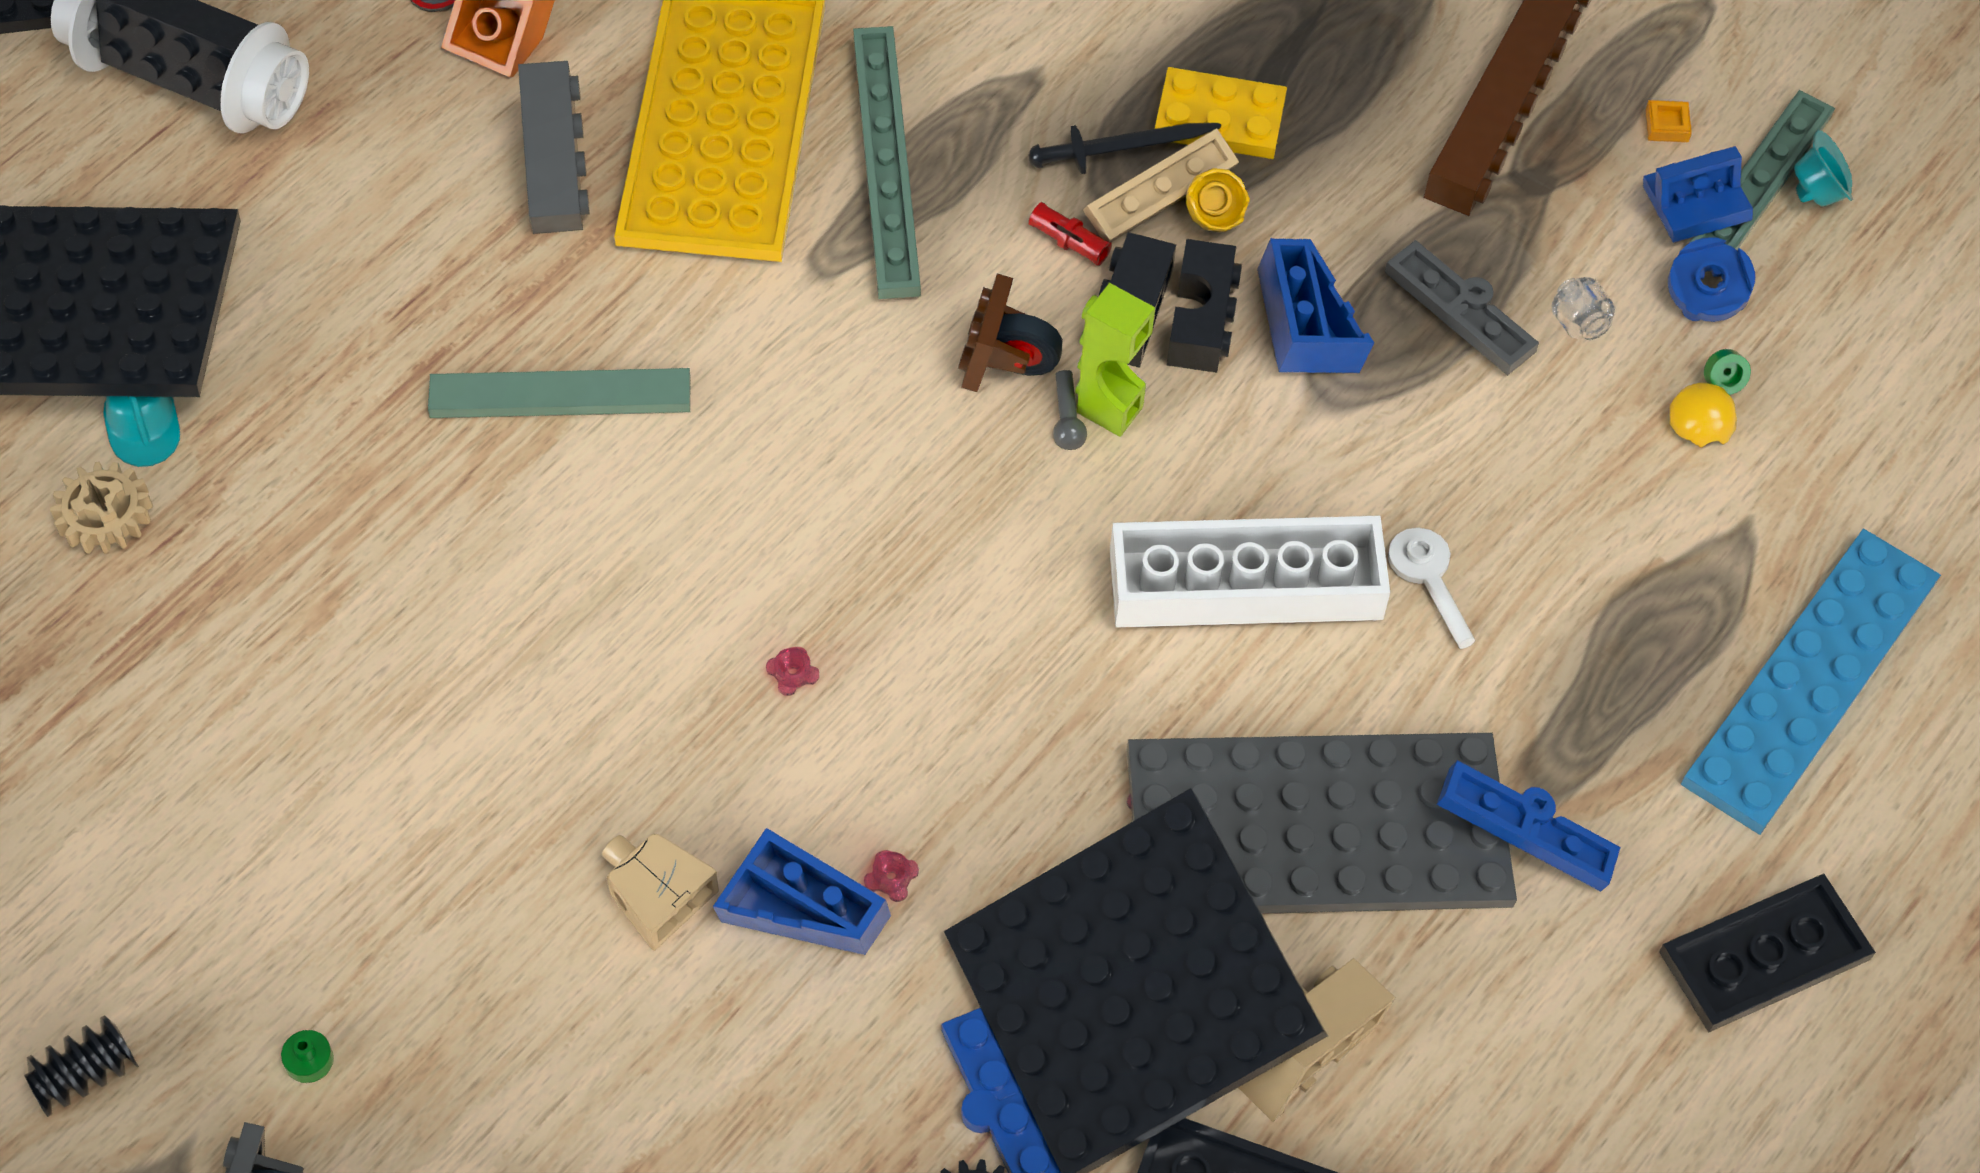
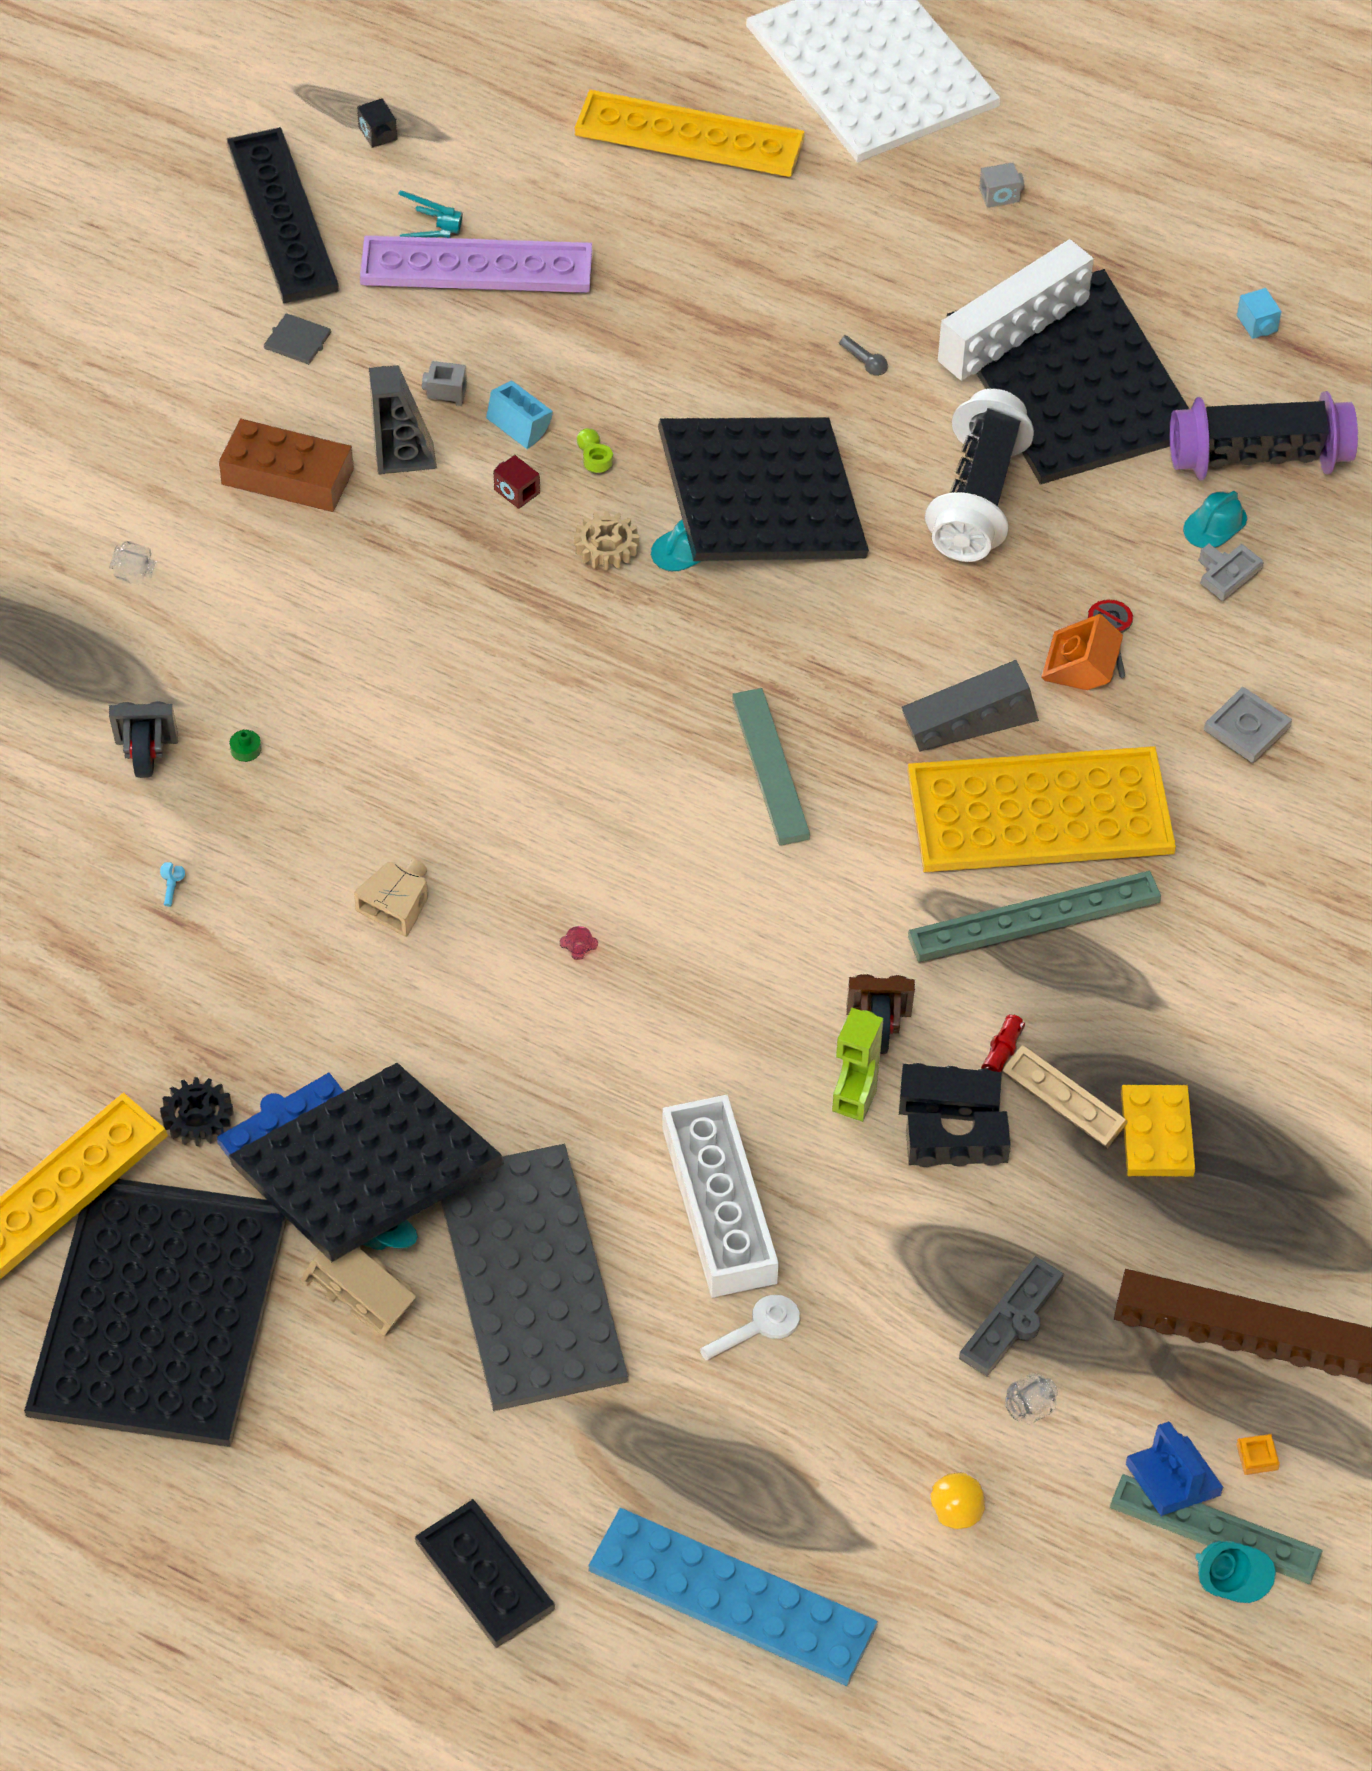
camera: 80 degrees right, 5 degrees down
(78, 1065) = (212, 631): black piece -> none
(801, 898) = (399, 972): blue wedge -> none
(891, 862) = (434, 1019): clear pink plate -> none
(1069, 431) = (825, 1076): dark grey bar -> none
(1080, 149) = (1087, 1040): black sword -> none
(1217, 200) = (1056, 1131): yellow hair -> none
(1305, 313) = (966, 1203): blue wedge -> none
(1529, 824) = (548, 1398): blue hinge -> none
(1723, 261) = (1095, 1506): blue plate -> none
(1727, 370) = (1001, 1509): tile -> none

